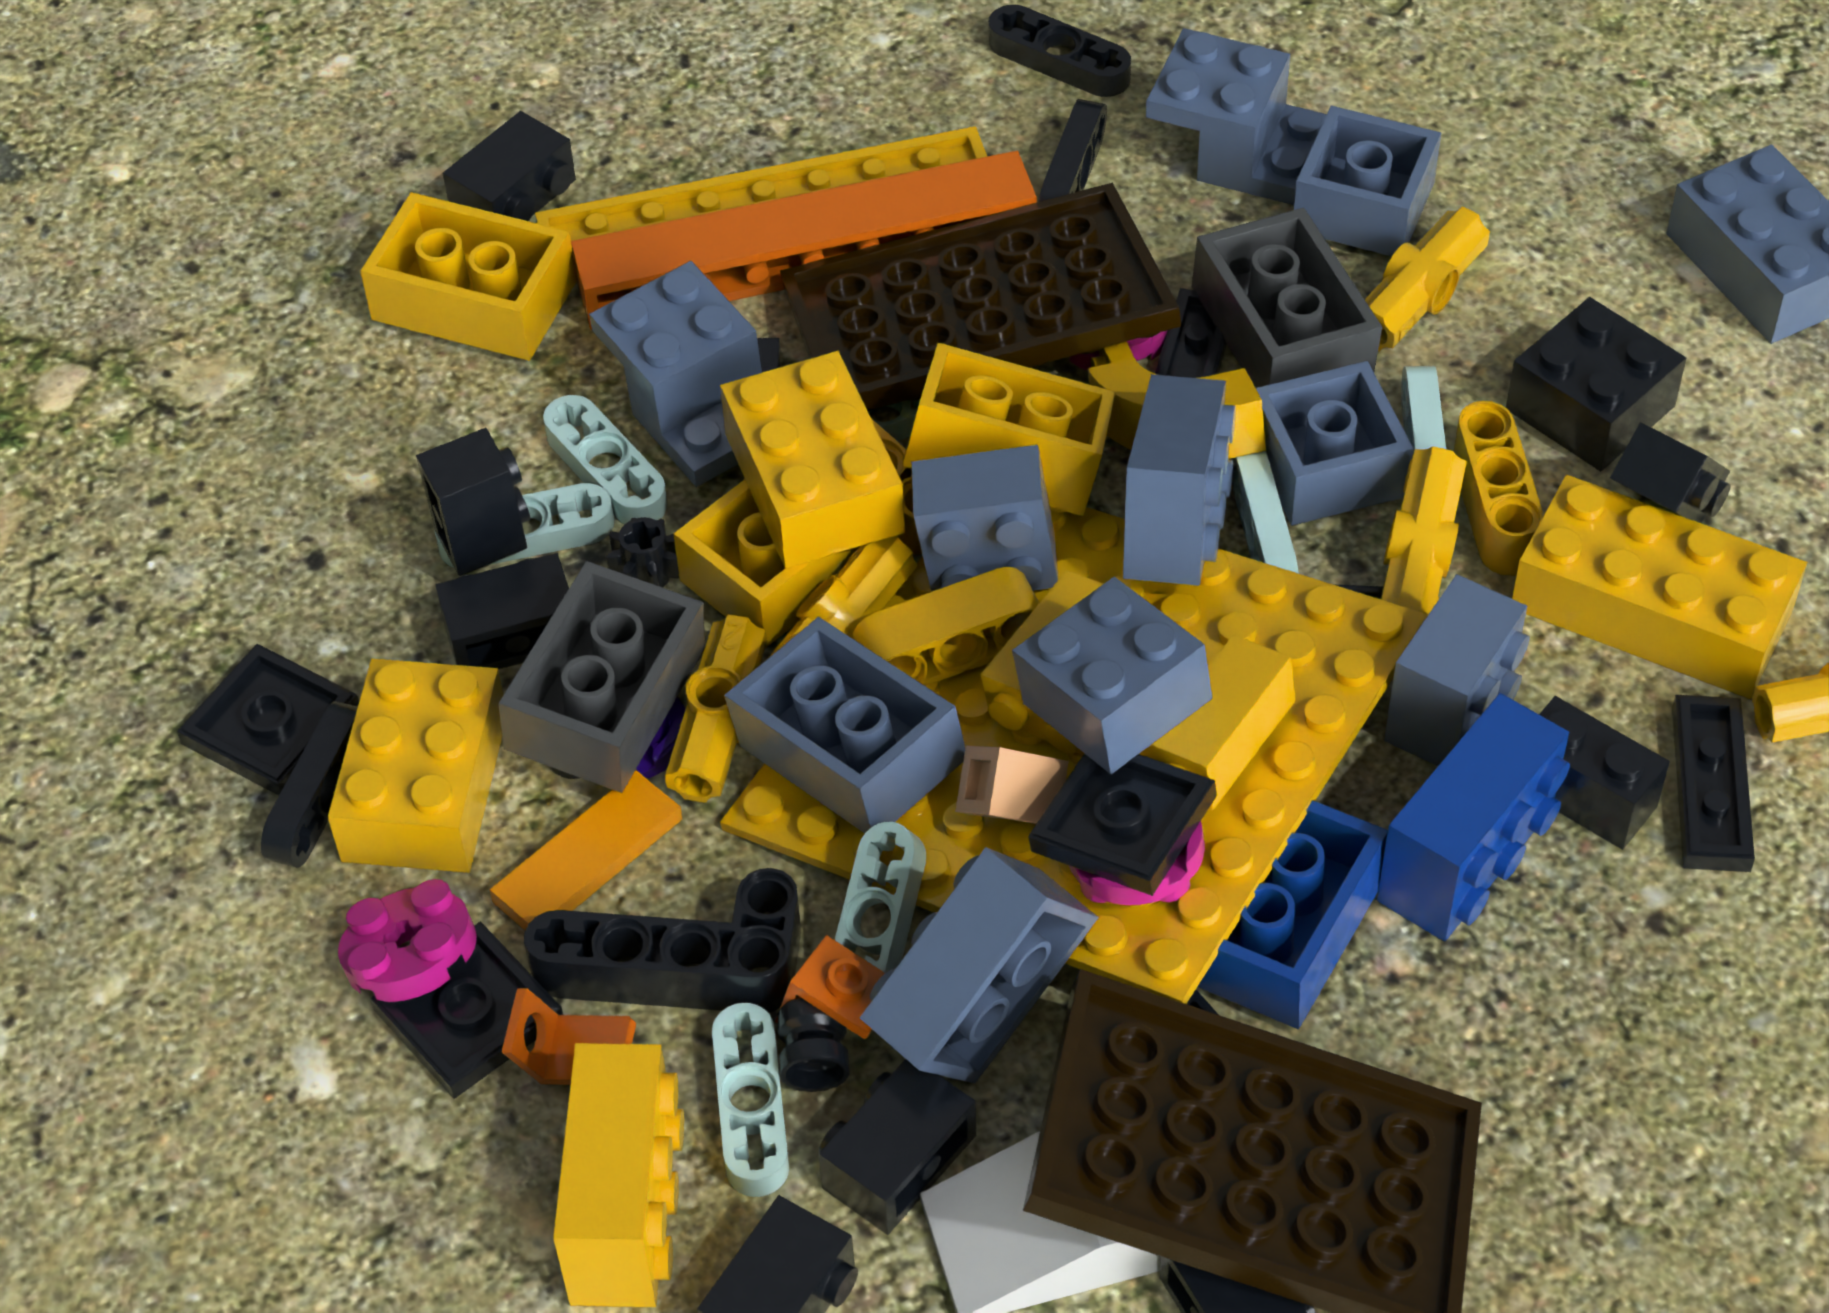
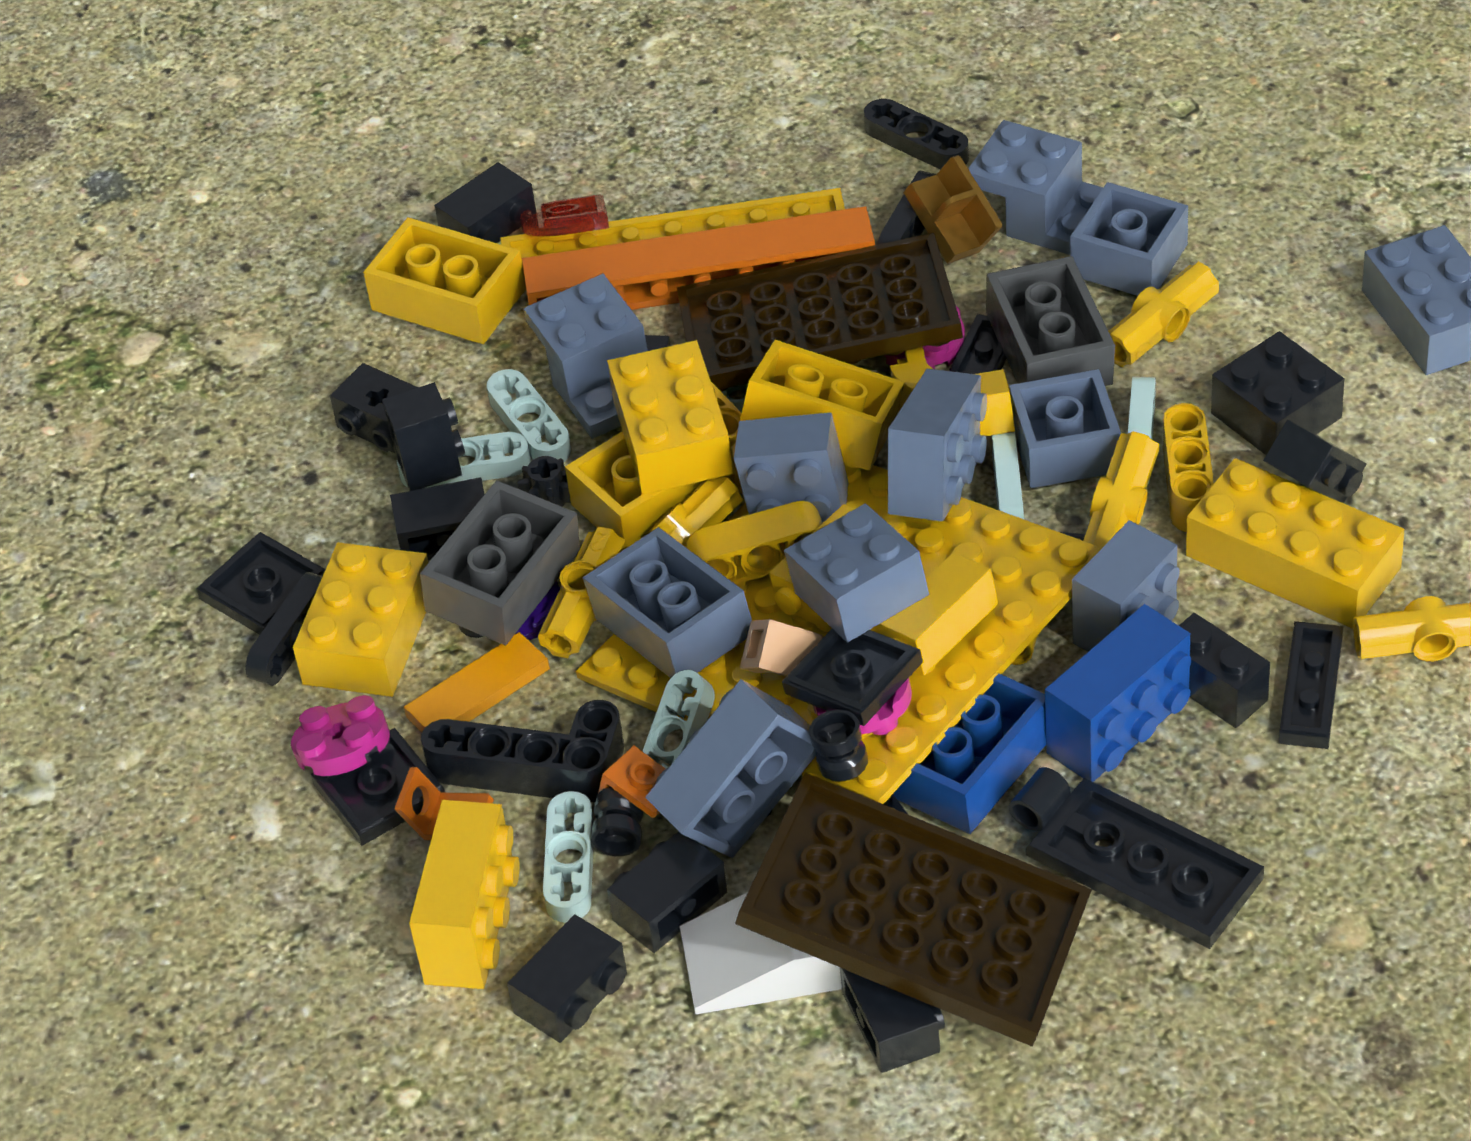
camera: 10 degrees right, 5 degrees down
(381, 452) = (360, 407): none -> black brick
(621, 181) = (566, 217): none -> clear red tile
(1120, 925) = (838, 745): none -> black wheel
(1134, 149) = (954, 210): none -> pearl gold panel
(1553, 1053) = (1151, 866): none -> black hinge

